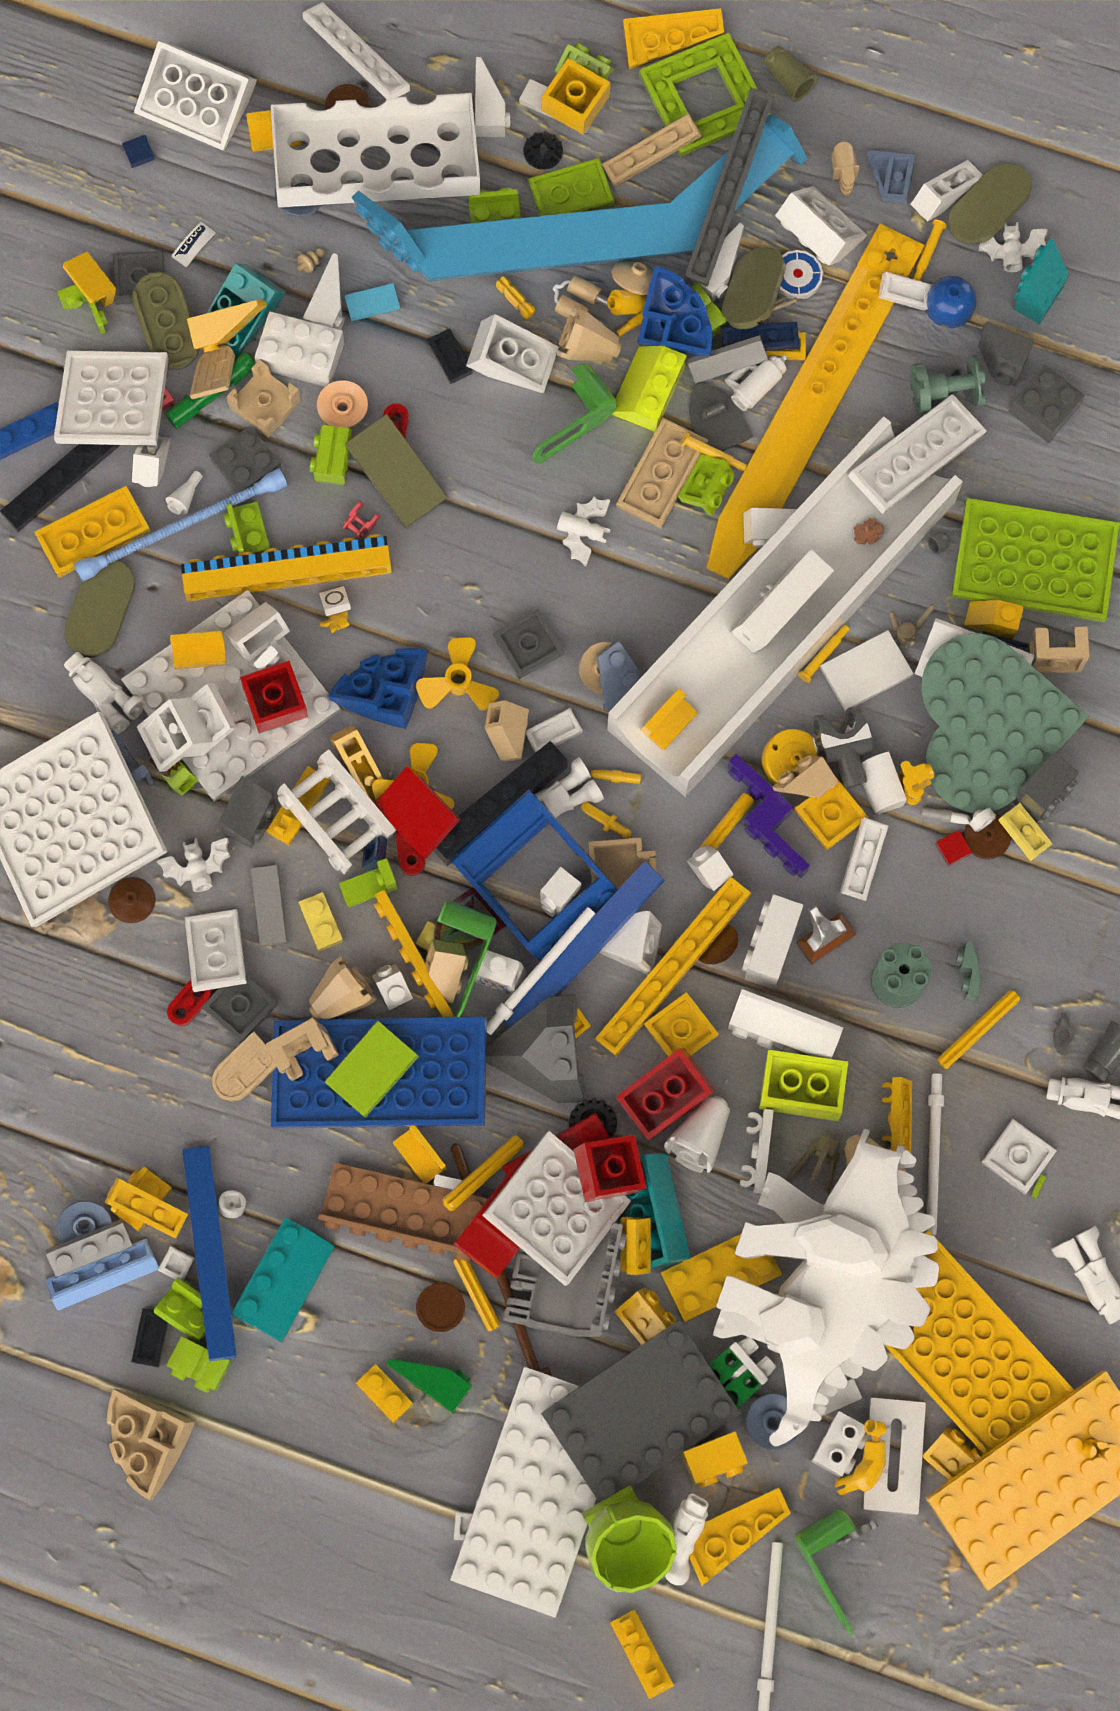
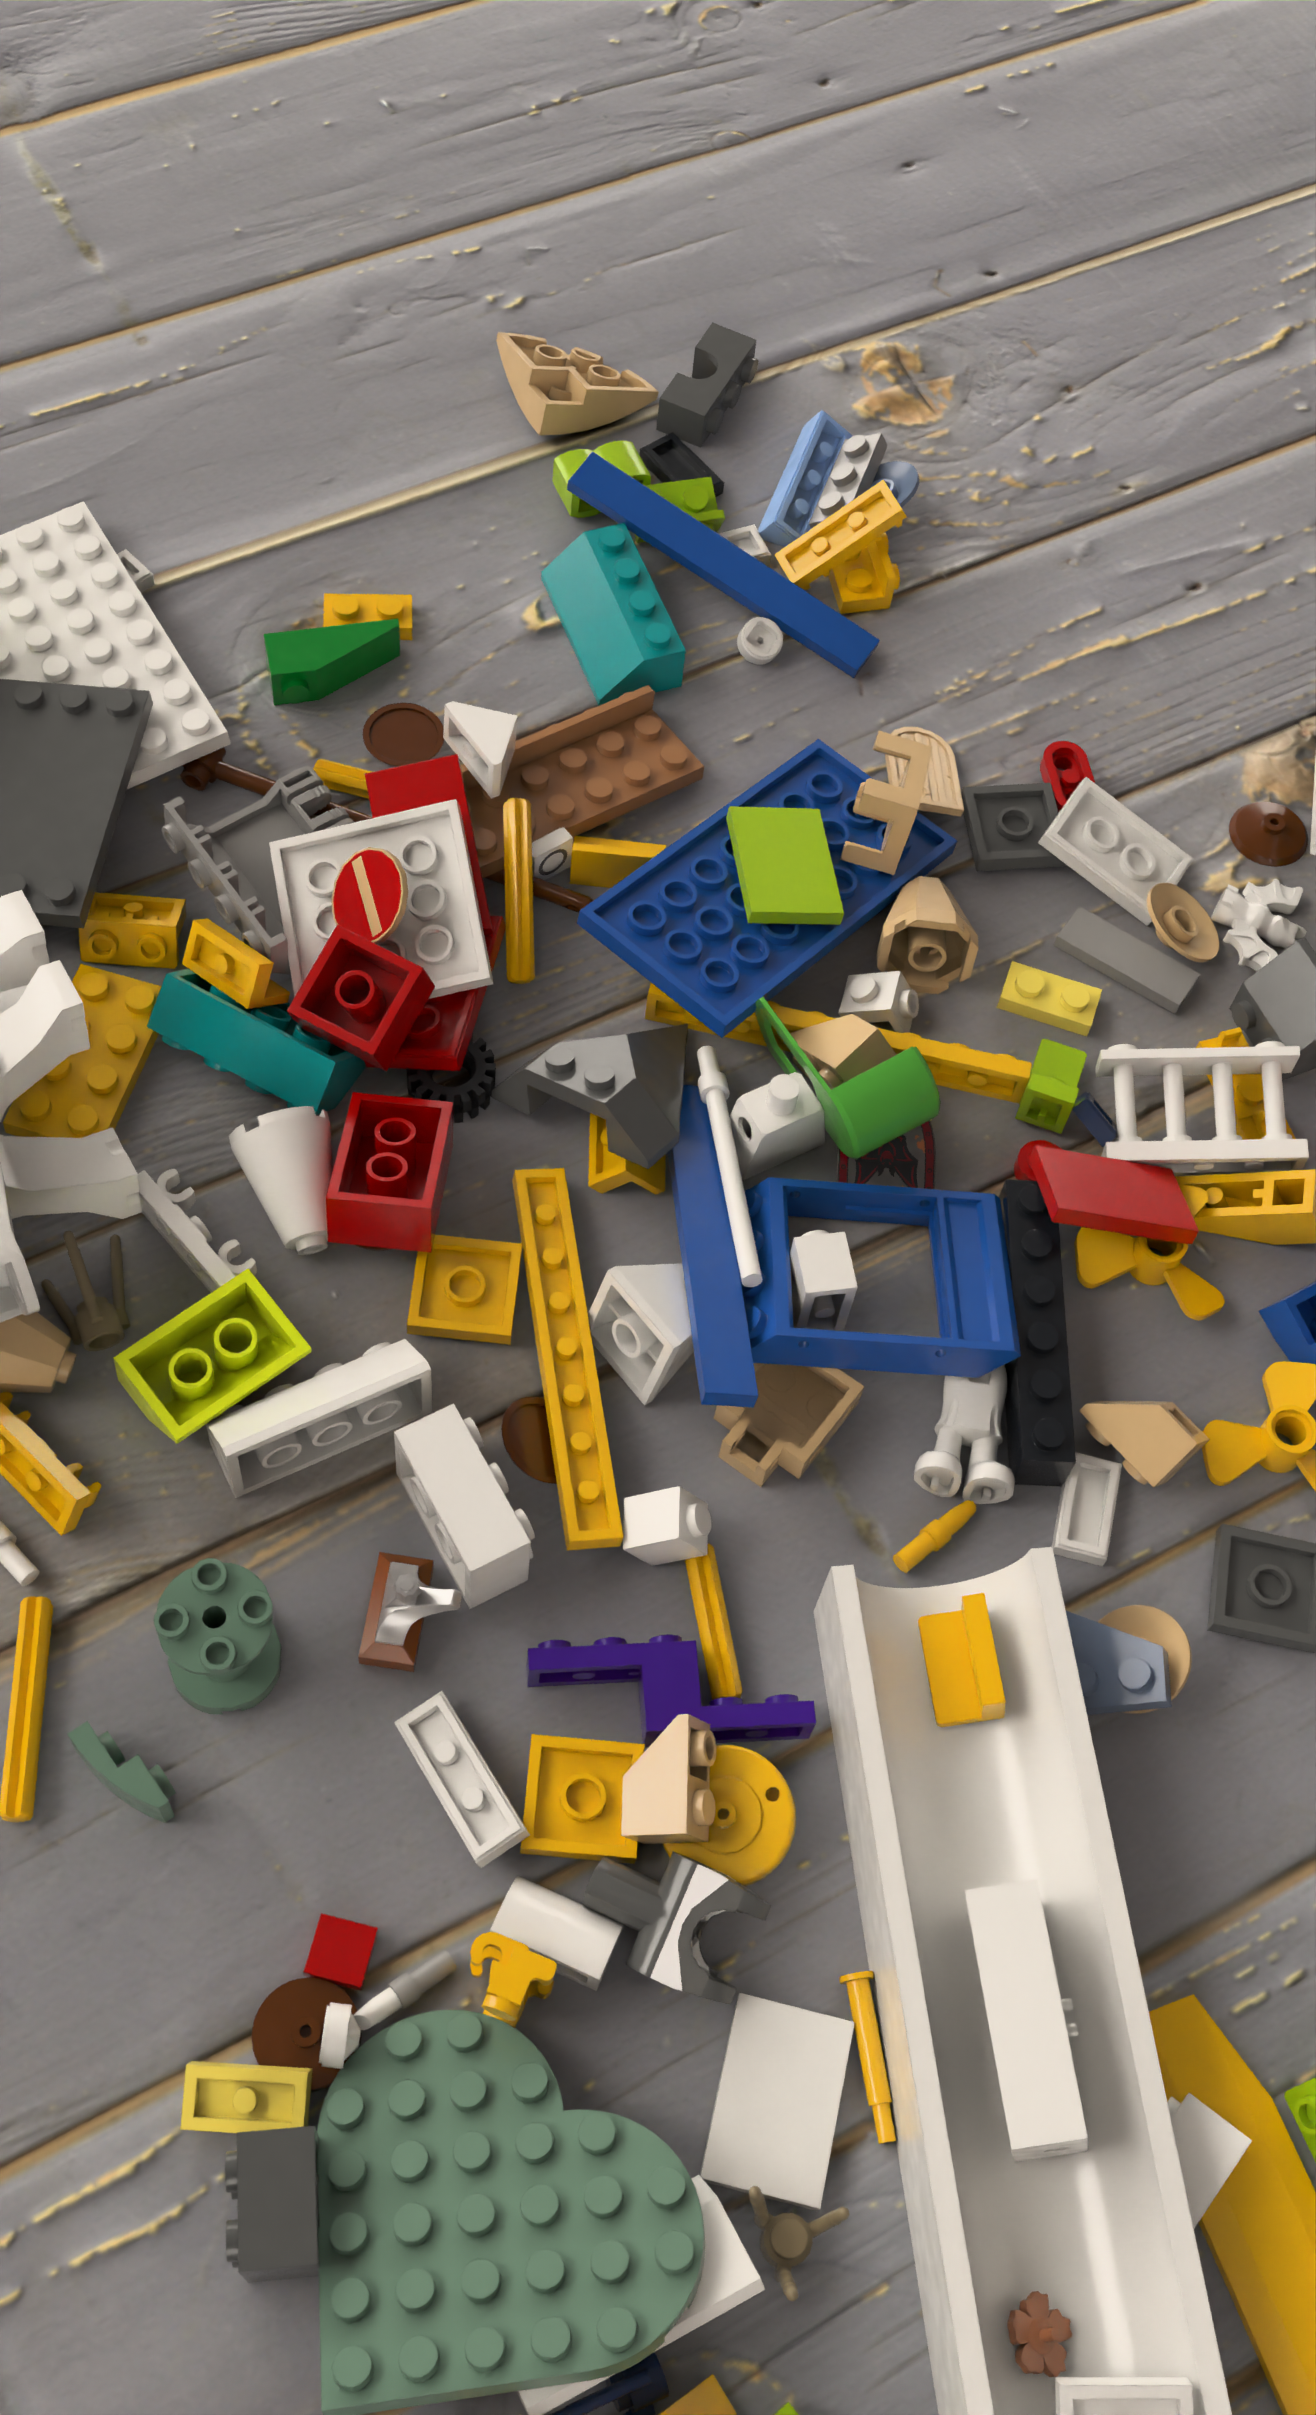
camera: 125 degrees right, 15 degrees down
(59, 1374) = (697, 404): none -> dark grey arch
(231, 893) = (1182, 922): none -> tan dish
(434, 1240) = (482, 741): none -> white slope
(563, 1206) = (370, 894): none -> red piece
(606, 820) = (872, 1462): yellow piece -> none

